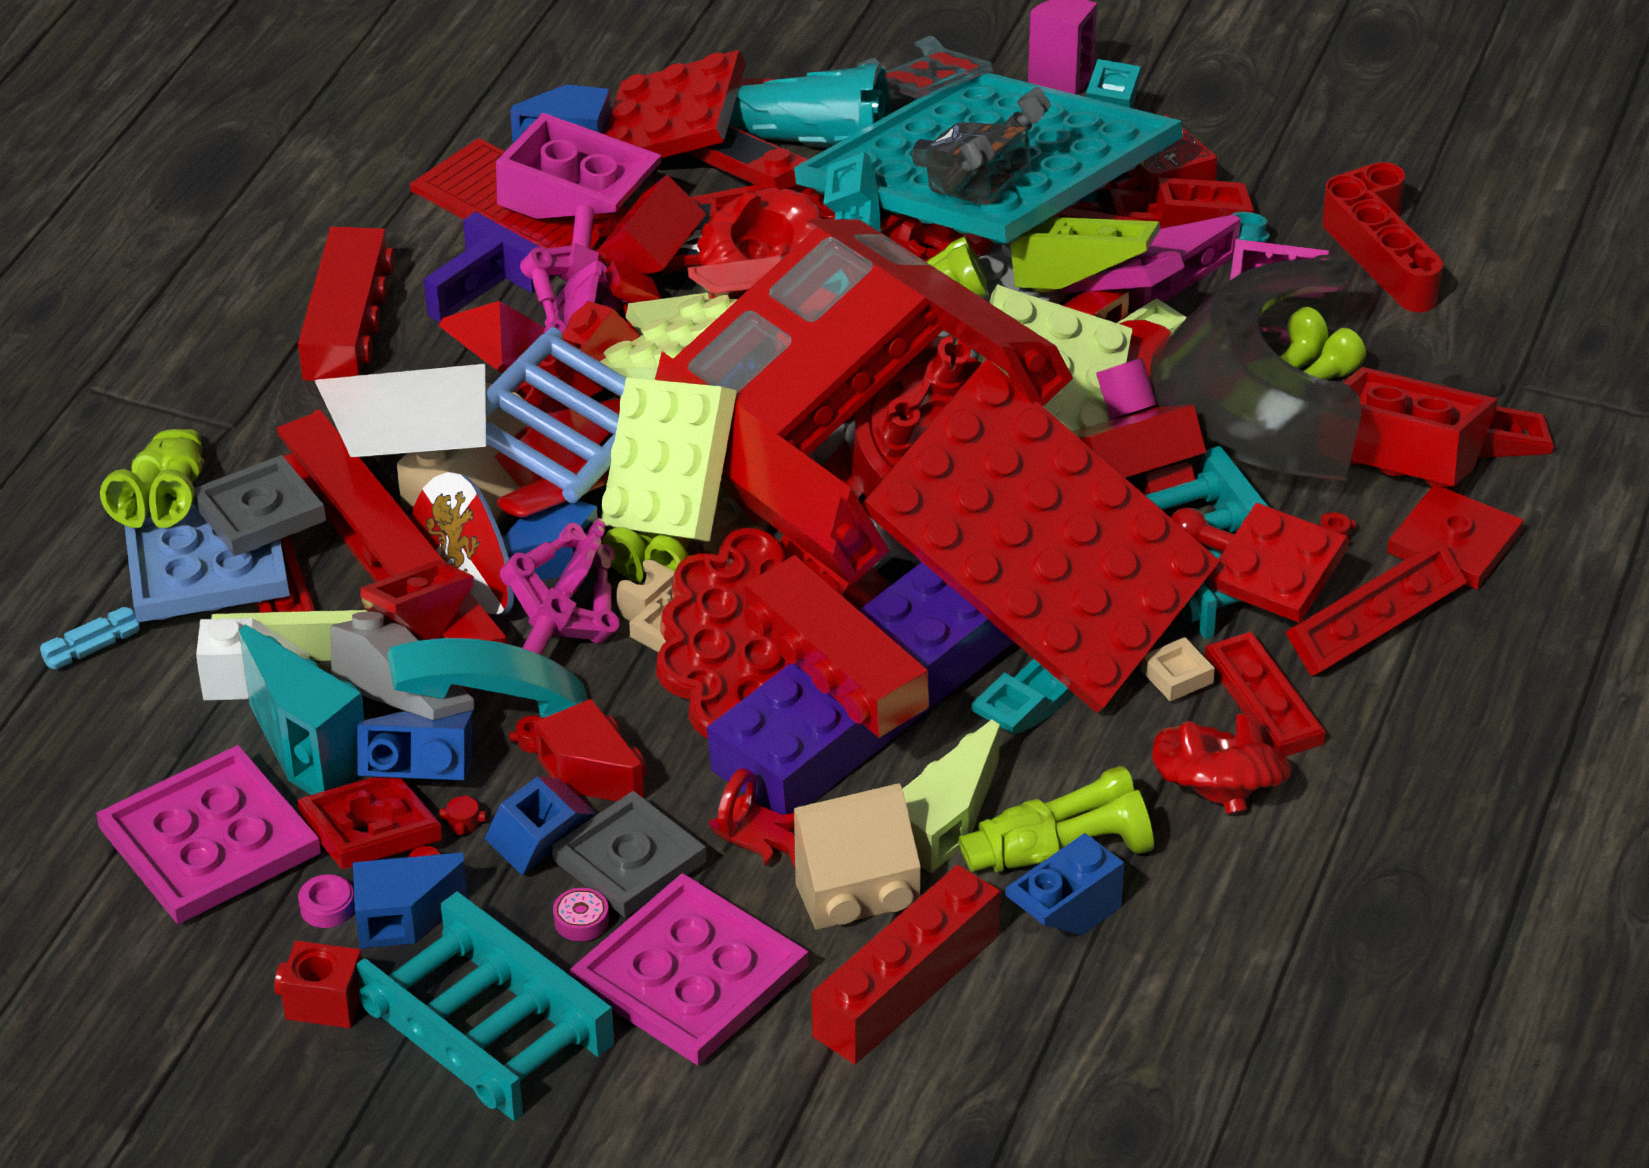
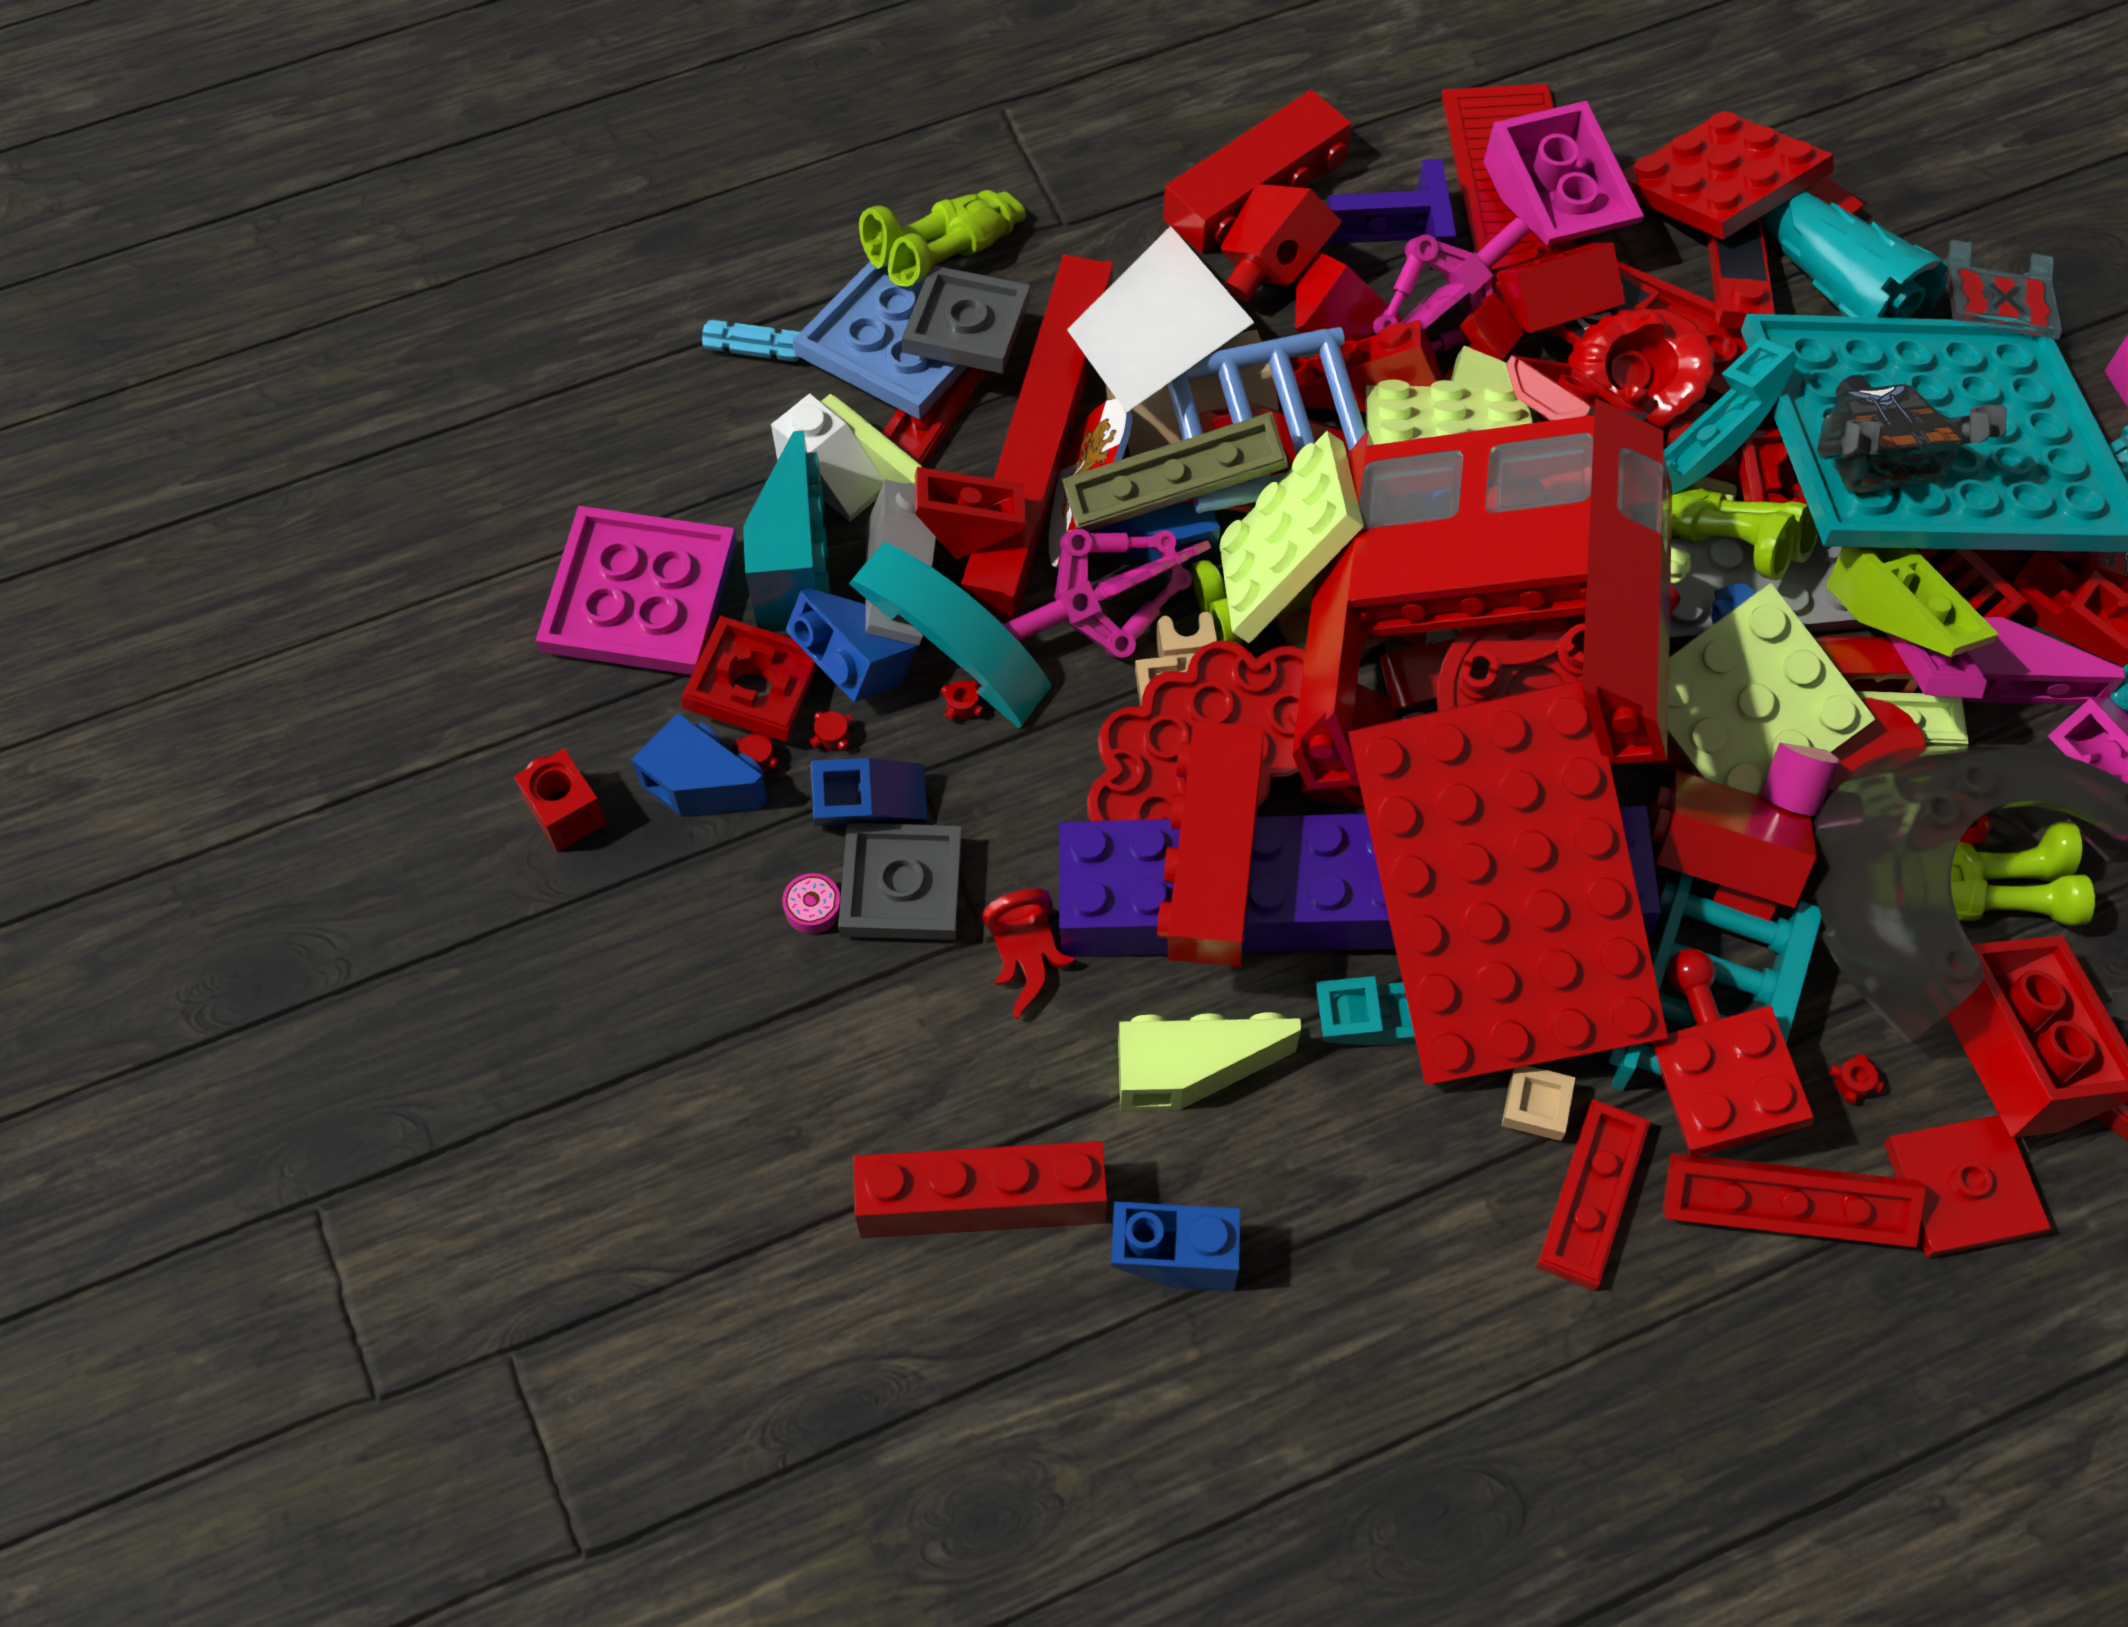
camera: 45 degrees right, 20 degrees up
(326, 901) = (651, 715): dark pink tile -> none
(418, 319) = (1275, 237): none -> red torso
(501, 960) = (695, 952): teal fence -> none
(540, 481) = (1175, 473): none -> olive tile
(572, 103) = (1632, 114): blue slope -> none
(589, 753) = (969, 757): red slope -> none
(690, 968) = (826, 1033): dark pink plate -> none
(856, 856) = (1042, 1056): tan slope -> none
(1039, 829) = (1219, 1159): lime piece -> none
(1219, 763) = (1458, 1234): red piece -> none

